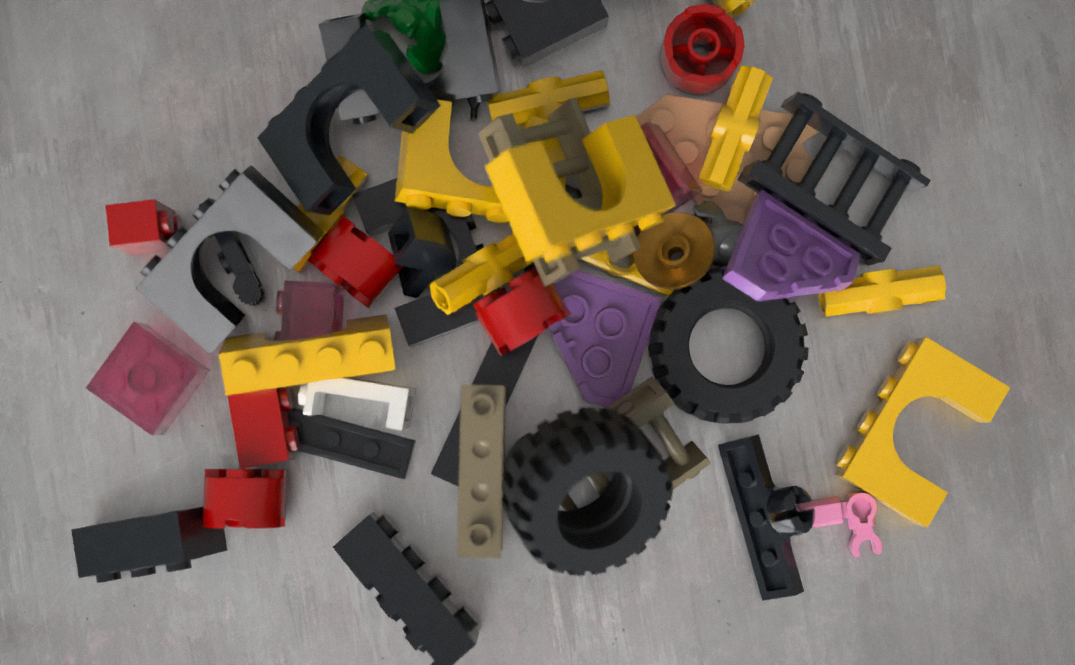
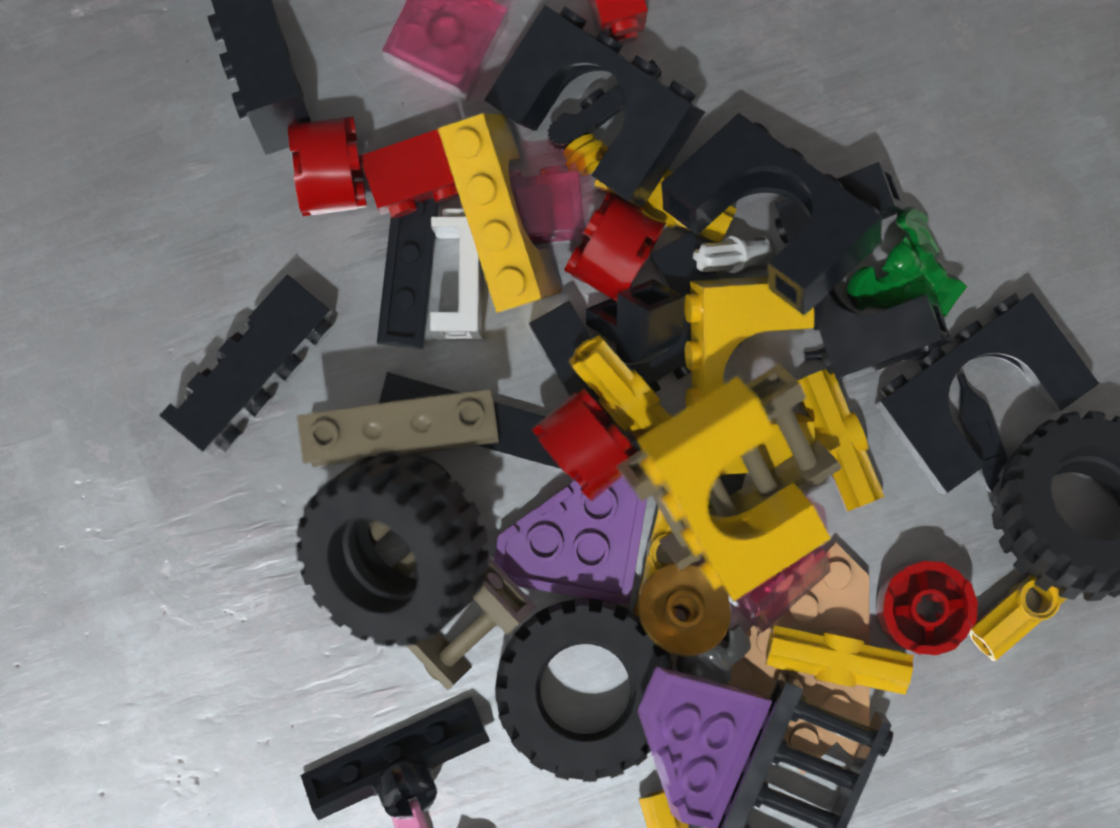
camera: 75 degrees right, 0 degrees up
(271, 275) = (584, 154): none -> yellow plate
(378, 161) = (734, 254): none -> white axle

